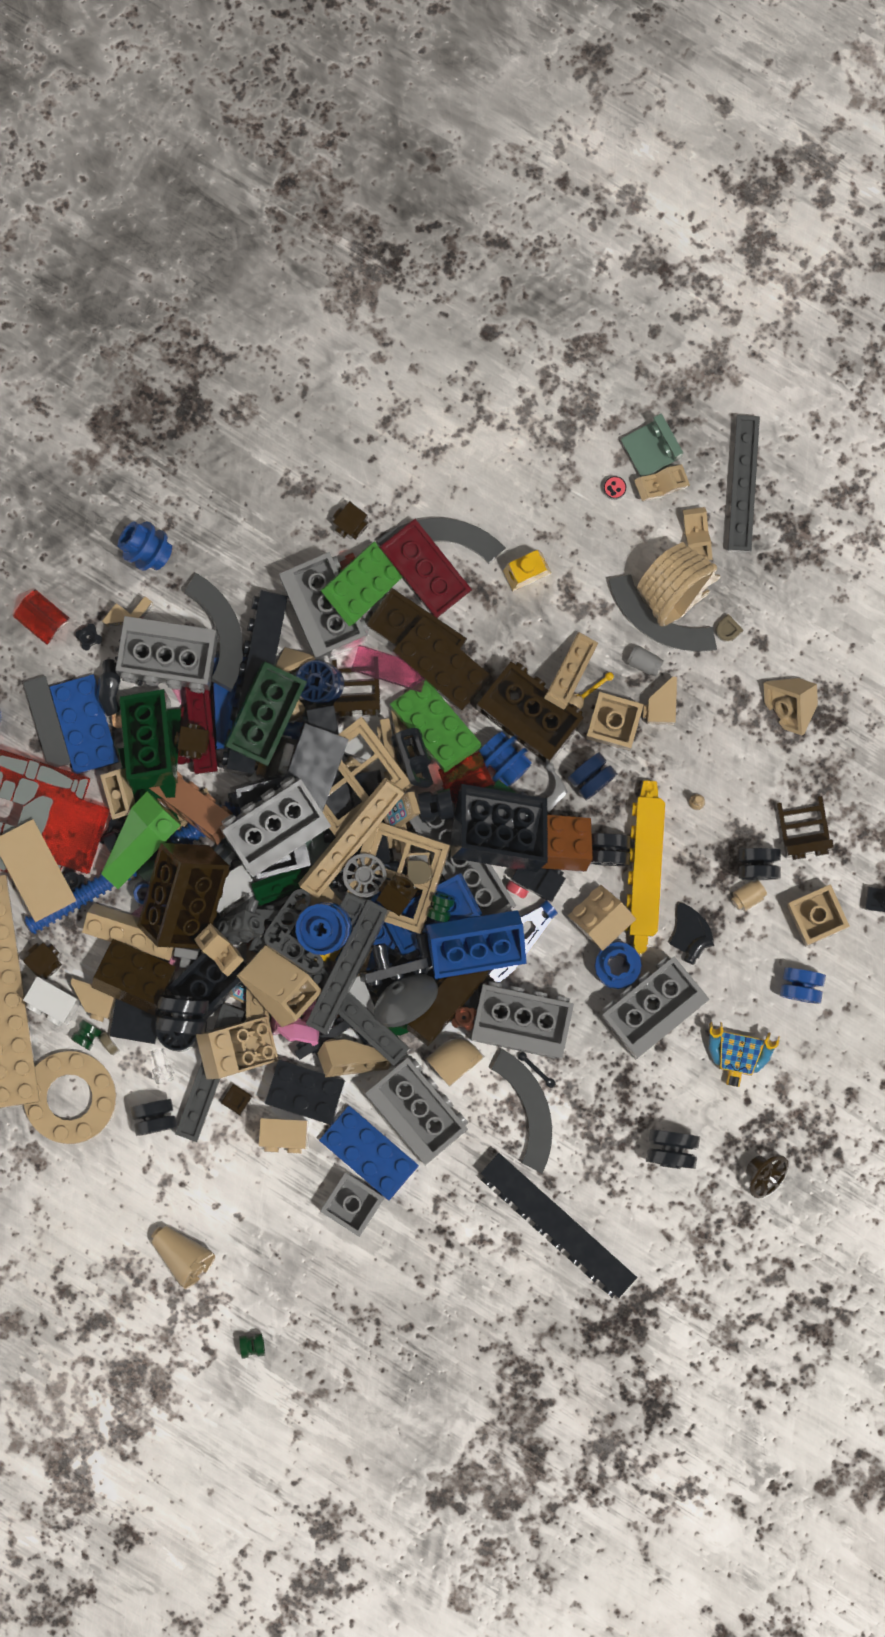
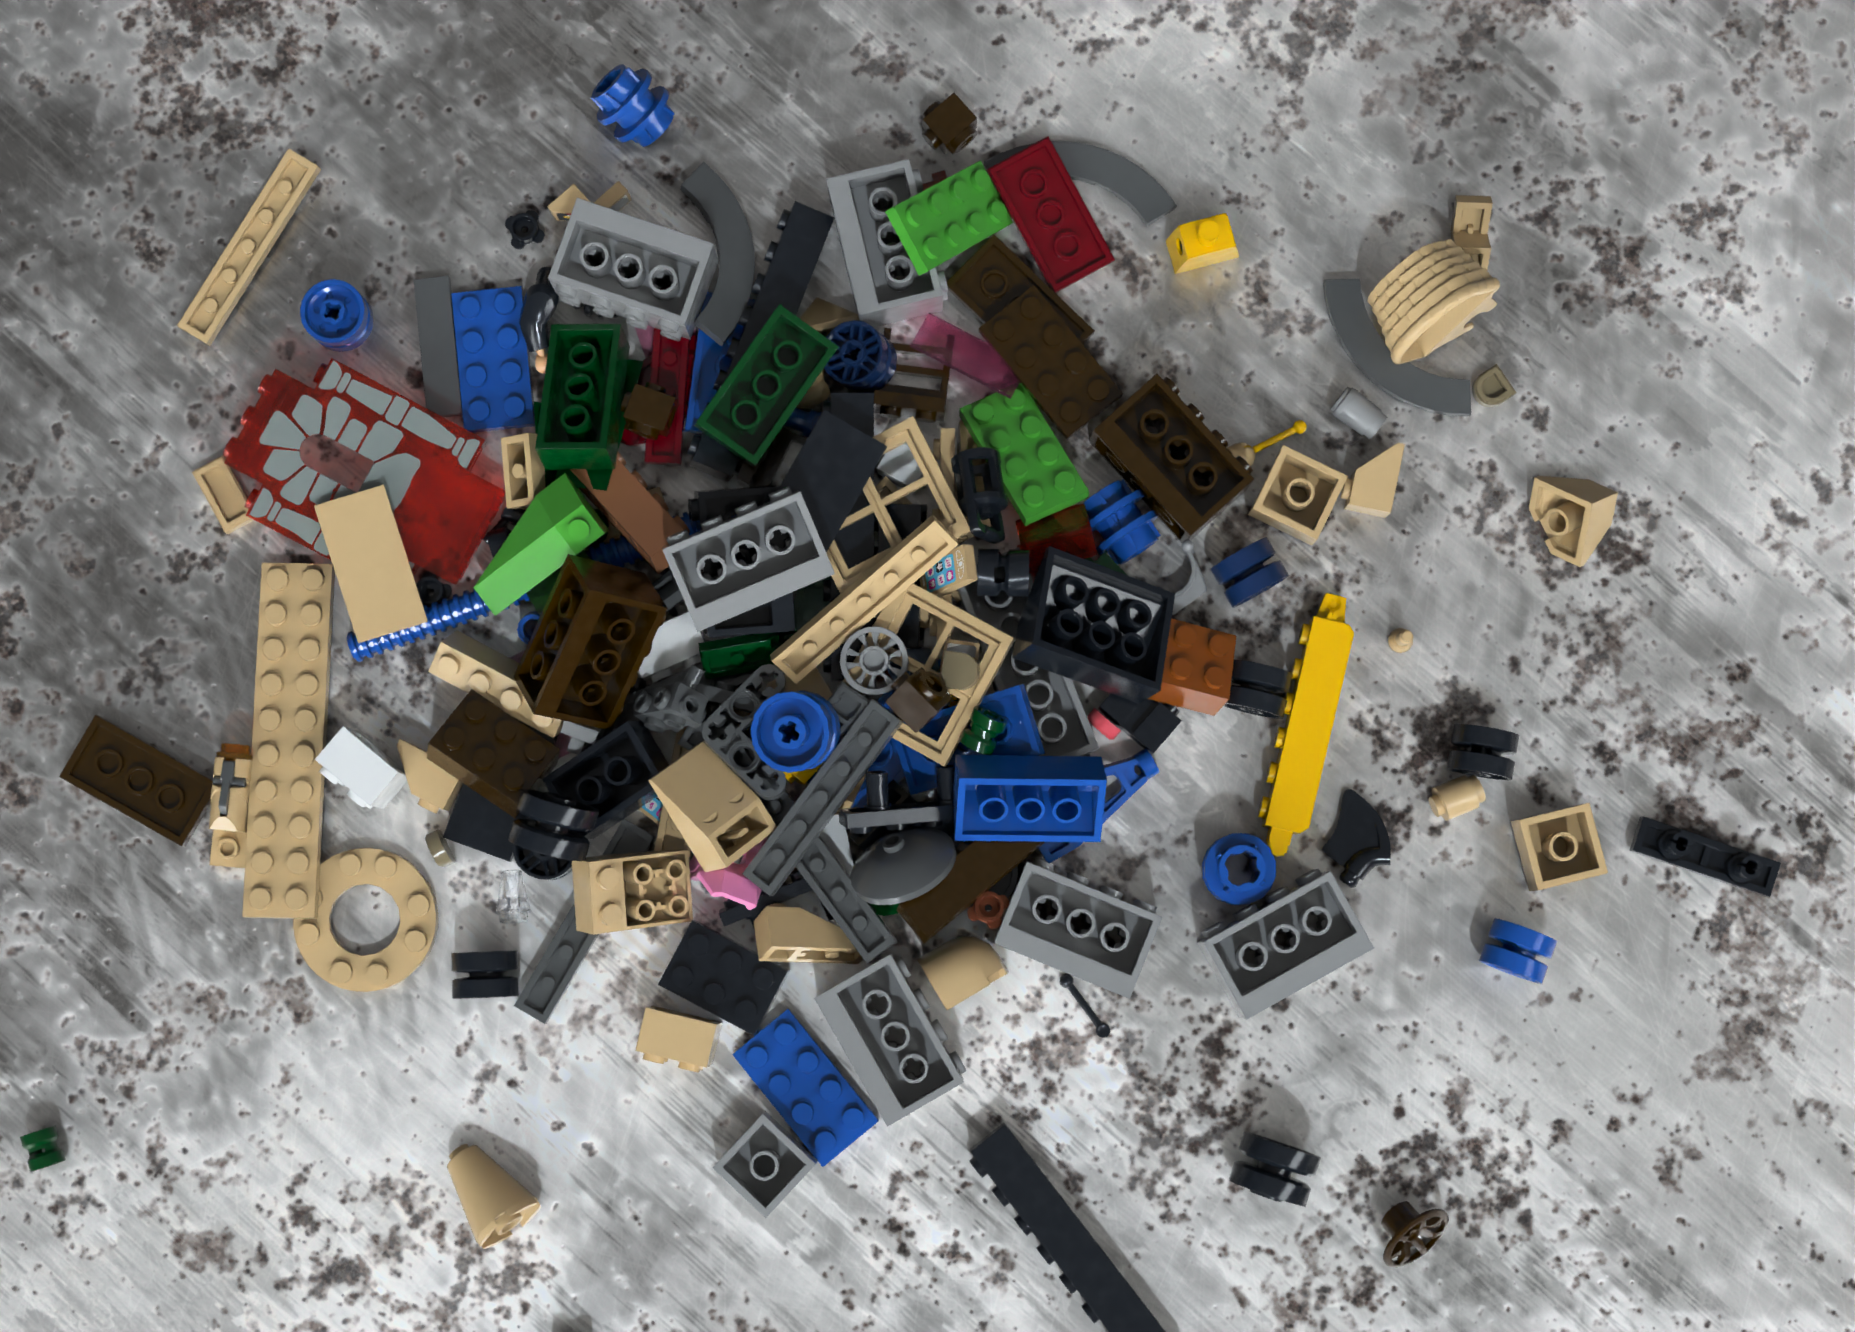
camera: 10 degrees right, 0 degrees up
(40, 616) = (458, 185): clear red panel -> none
(43, 960) = (363, 703): dark brown brick -> none
(86, 1035) = (408, 820): dark green wheel -> none
(219, 949) = (629, 734): tan slope -> none
(236, 1099) = (618, 968): dark brown tile -> none
(536, 1108) = (1073, 1060): dark grey tile -> none
(571, 670) = (1245, 406): tan tile -> none
(601, 917) = (1227, 790): tan brick -> none
(614, 488) = (1357, 146): tile -> none
(652, 447) = (1427, 93): sand green bracket -> none
(662, 483) = (1431, 151): tan slope -> none
(739, 1053) = (1402, 1037): torso -> none
(744, 483) = (1554, 173): dark grey plate -> none
(799, 847) = (1555, 736): dark brown plate -> none

